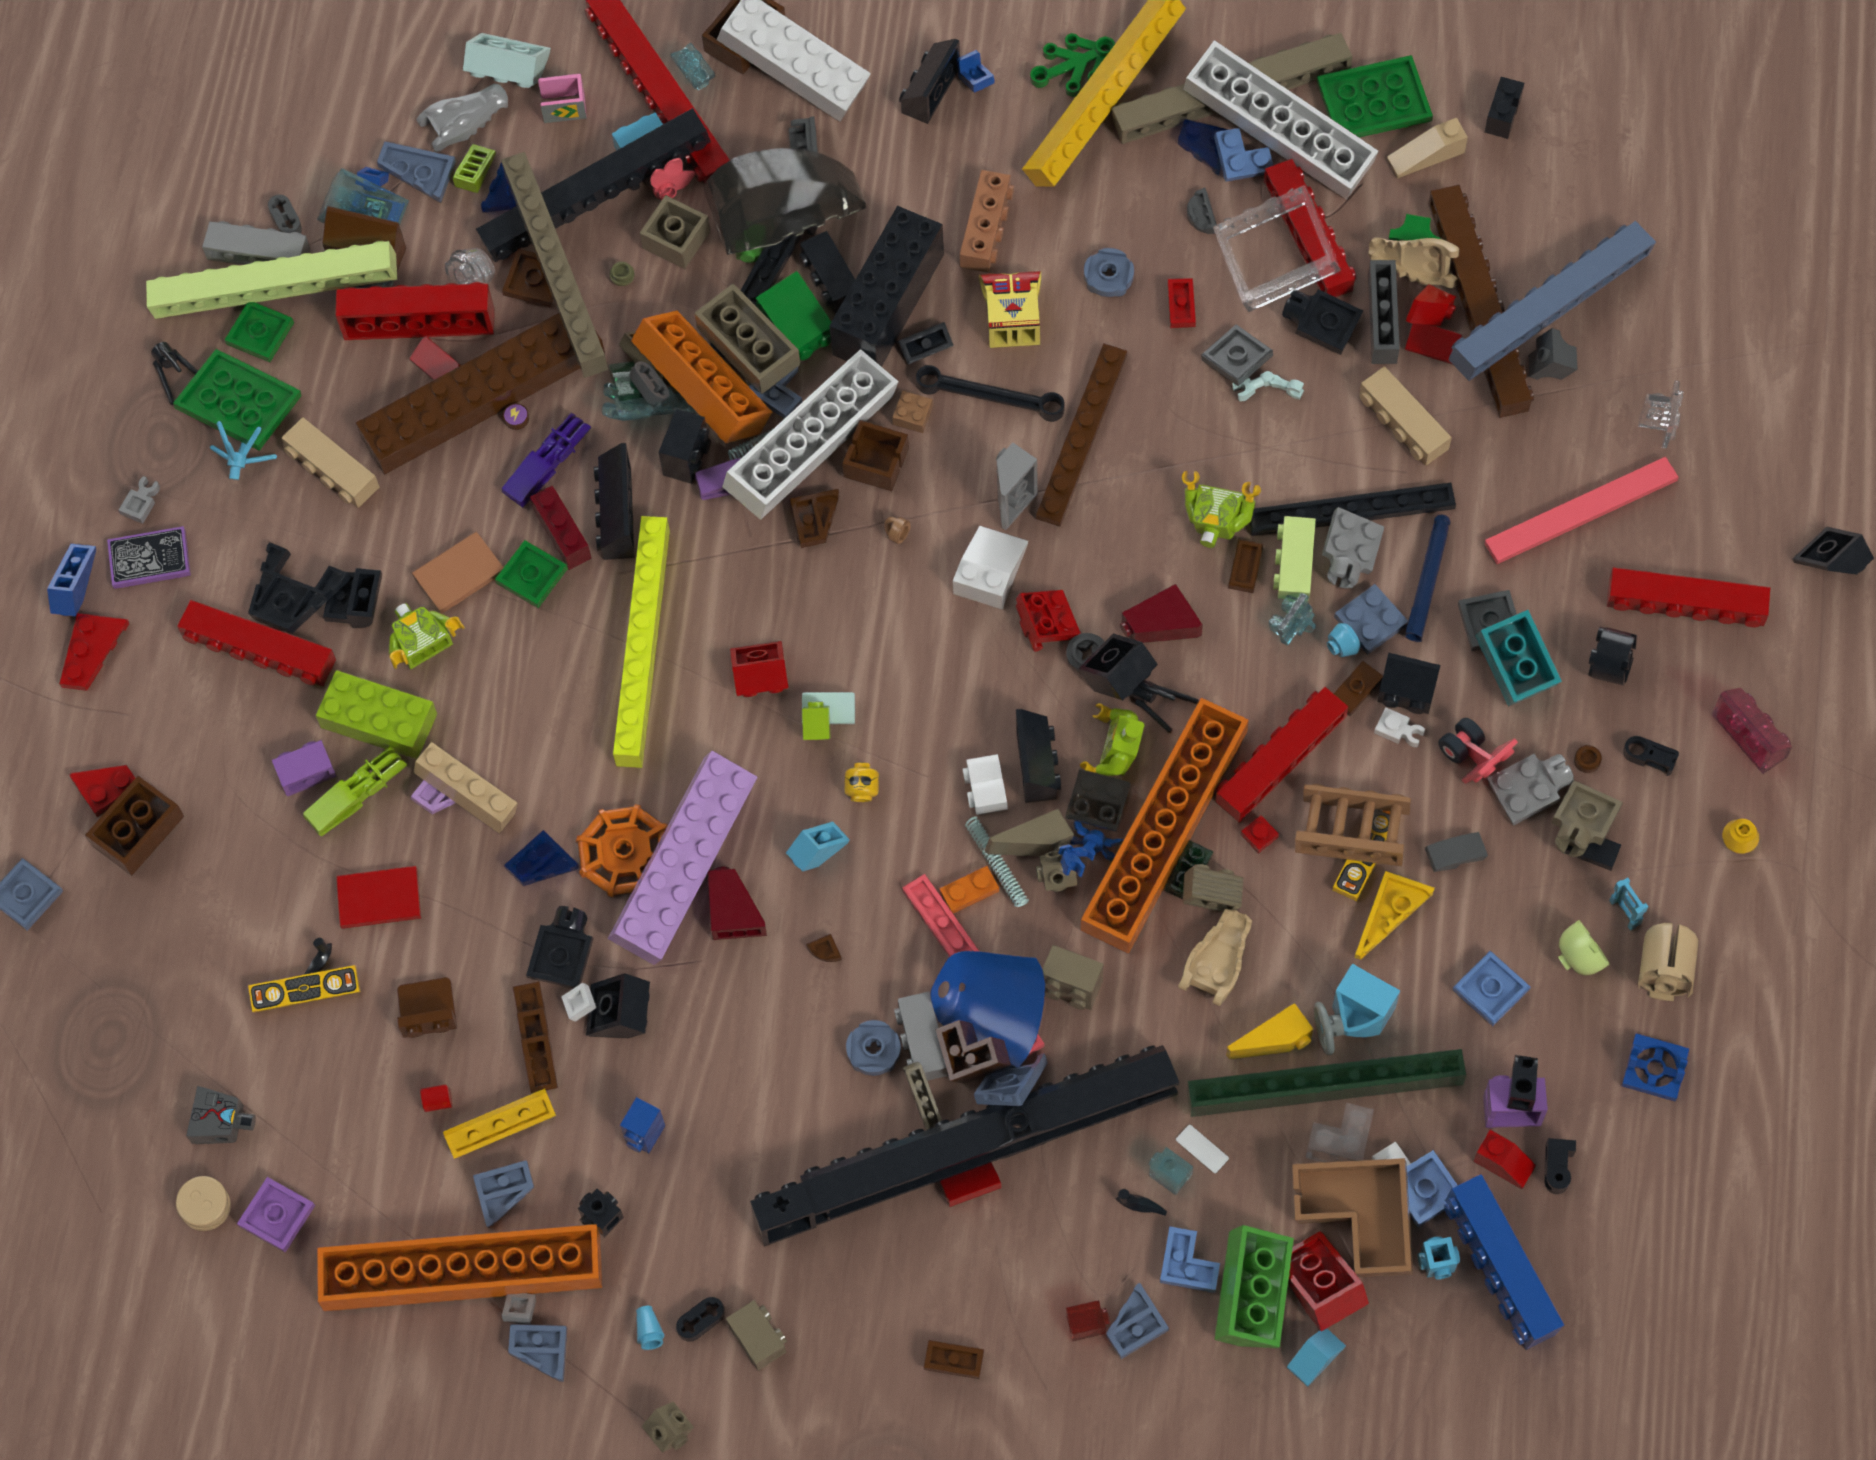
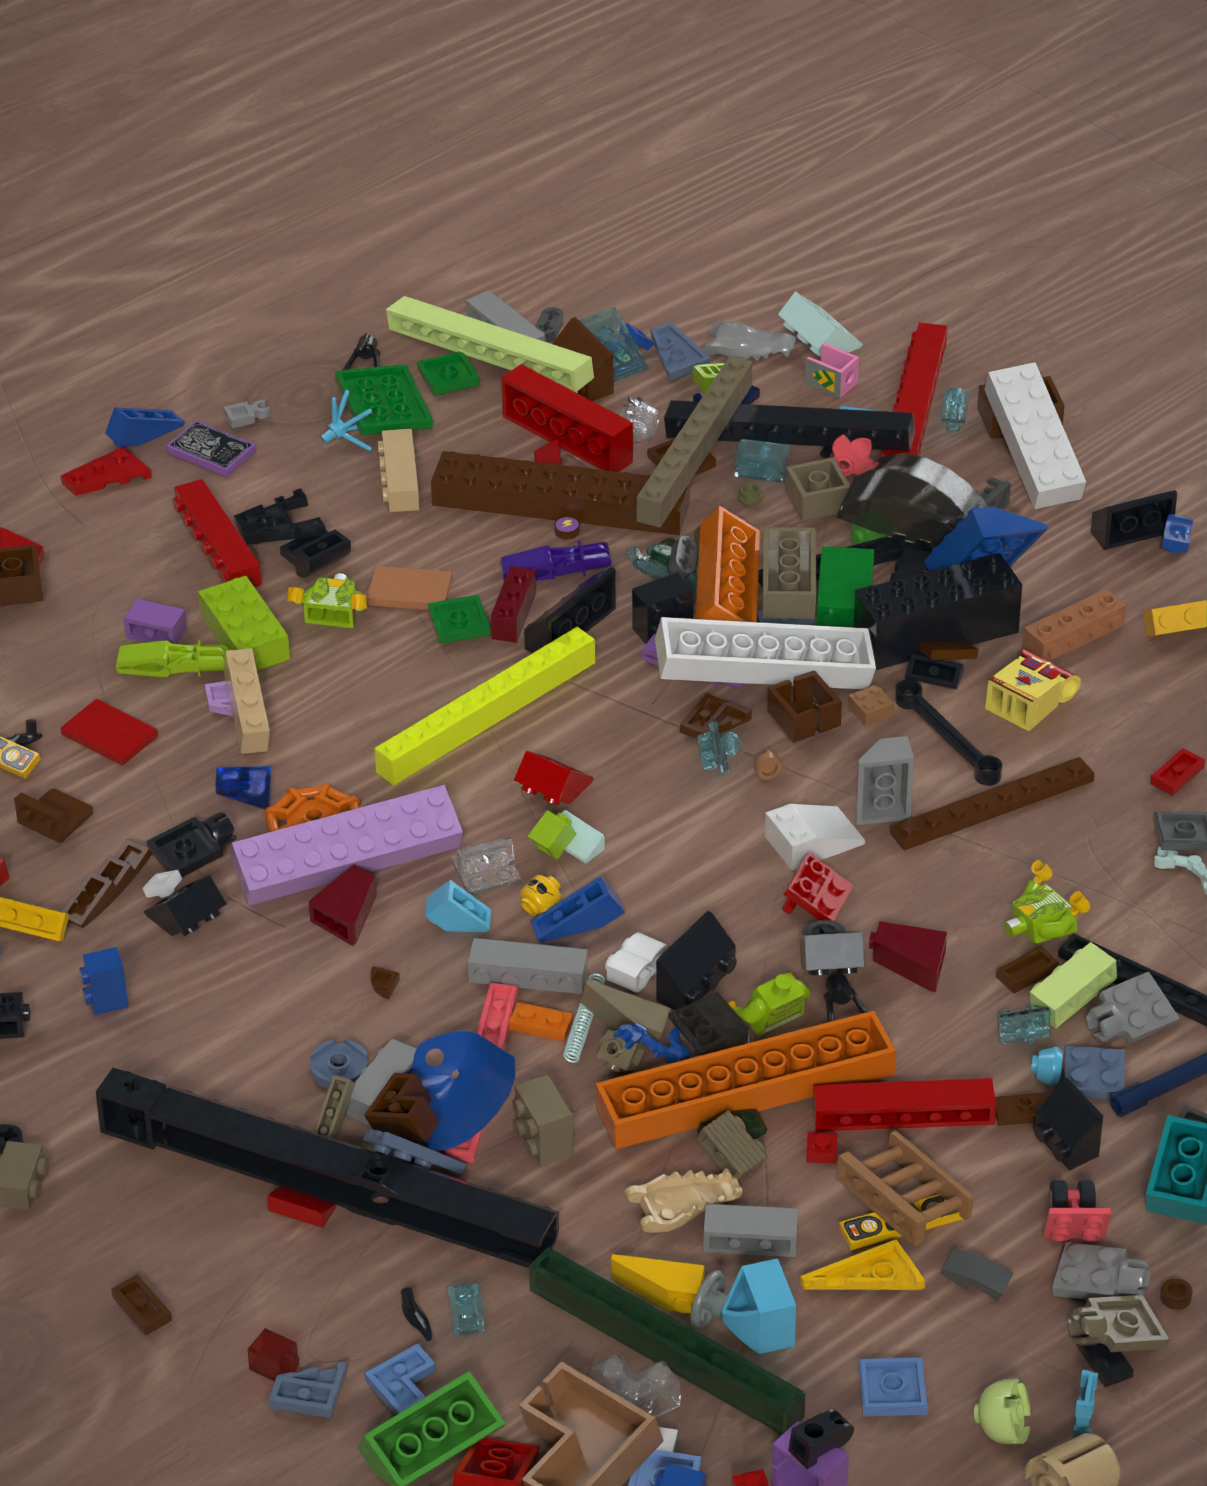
camera: 40 degrees right, 25 degrees down
(600, 233) = (762, 460): none -> clear light blue brick
(794, 789) = (487, 866): none -> clear bracket
(837, 537) = (717, 747): none -> clear light blue hips
(876, 213) = (985, 534): none -> blue slope
(902, 776) = (580, 912): none -> blue slope
(916, 852) = (528, 965): none -> light grey brick
(920, 316) = (948, 650): none -> reddish brown tile
(1108, 285) = (1138, 730): sand blue plate -> none
(1202, 1148) = (514, 1321): white sticker -> none
(1285, 943) = (750, 1230): none -> light grey brick
(1395, 726) = (1028, 1156): white plate -> none

